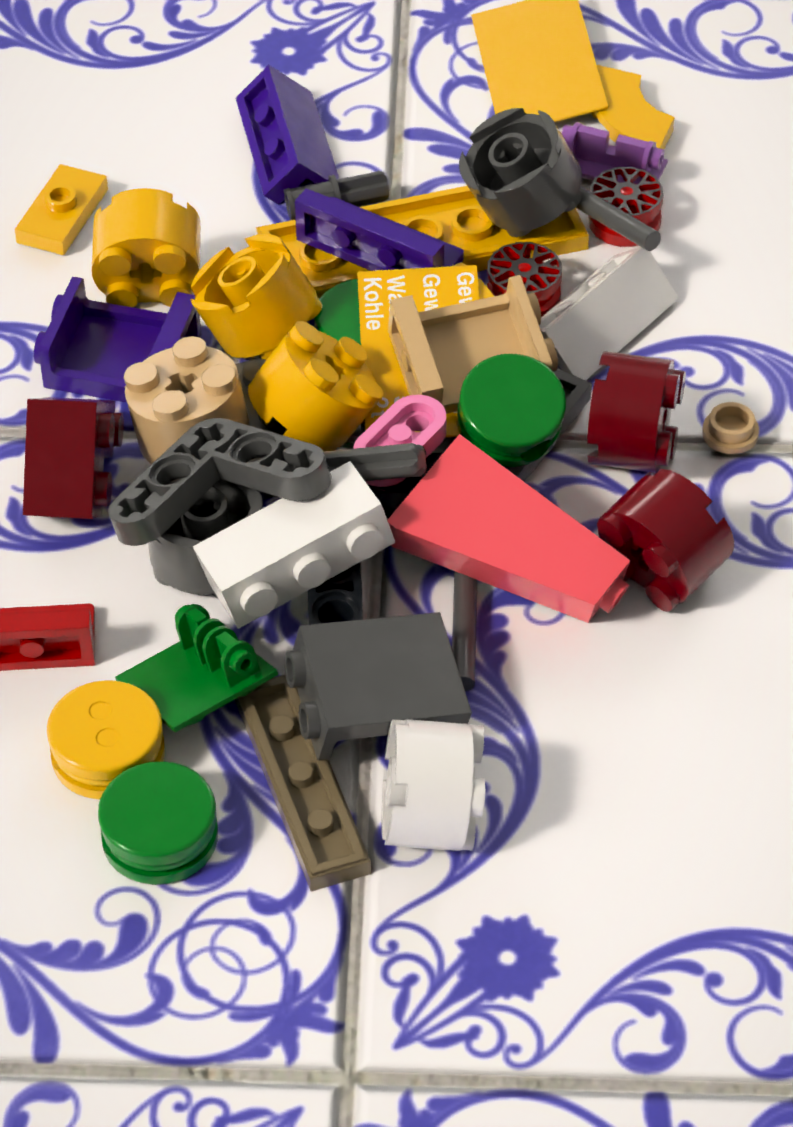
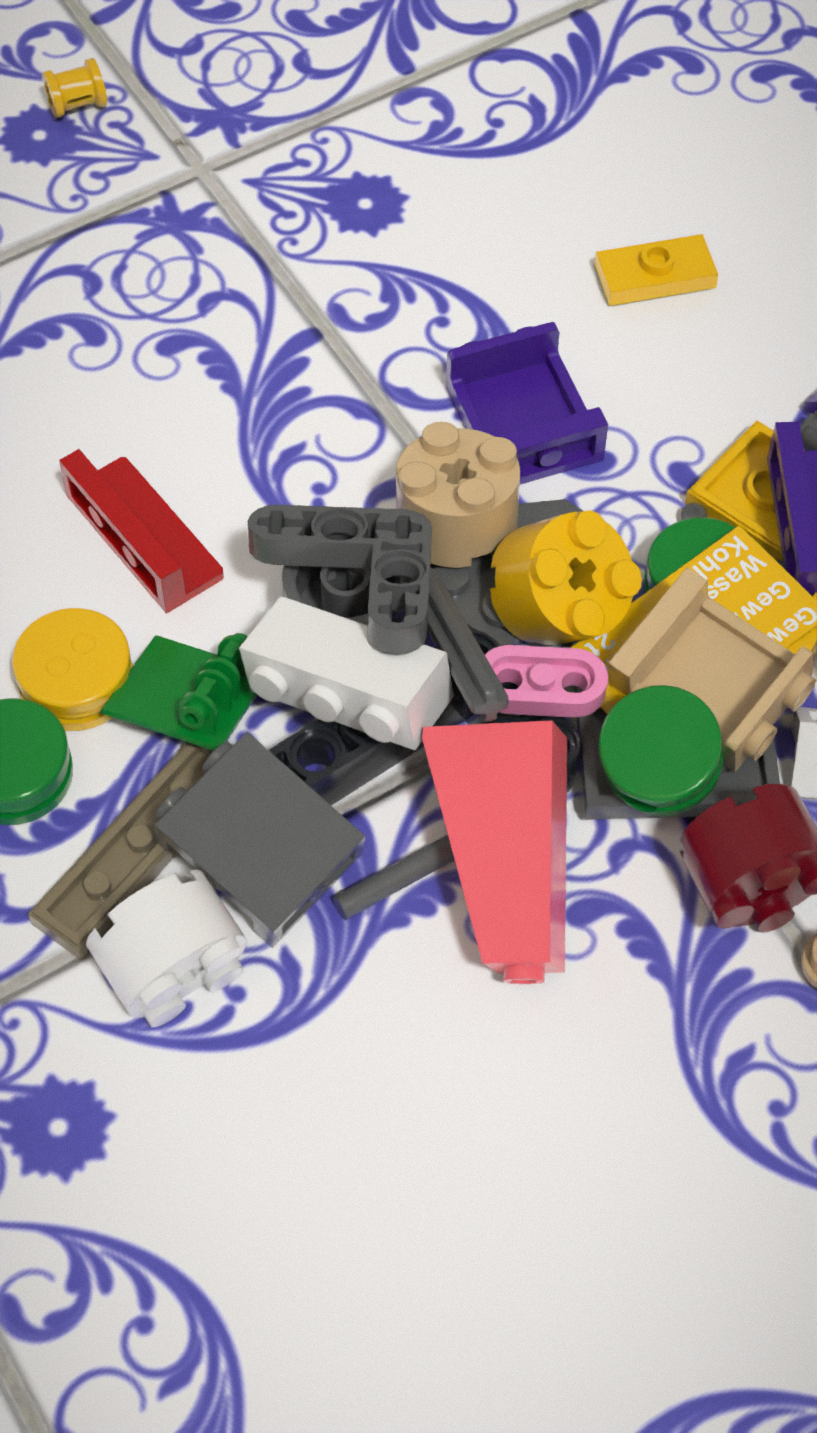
camera: 55 degrees right, 10 degrees up
(67, 456) = (343, 439): dark red brick -> none
(145, 248) = (633, 354): yellow brick -> none
(253, 296) = (638, 466): yellow brick -> none
(666, 536) = (612, 976): dark red brick -> none

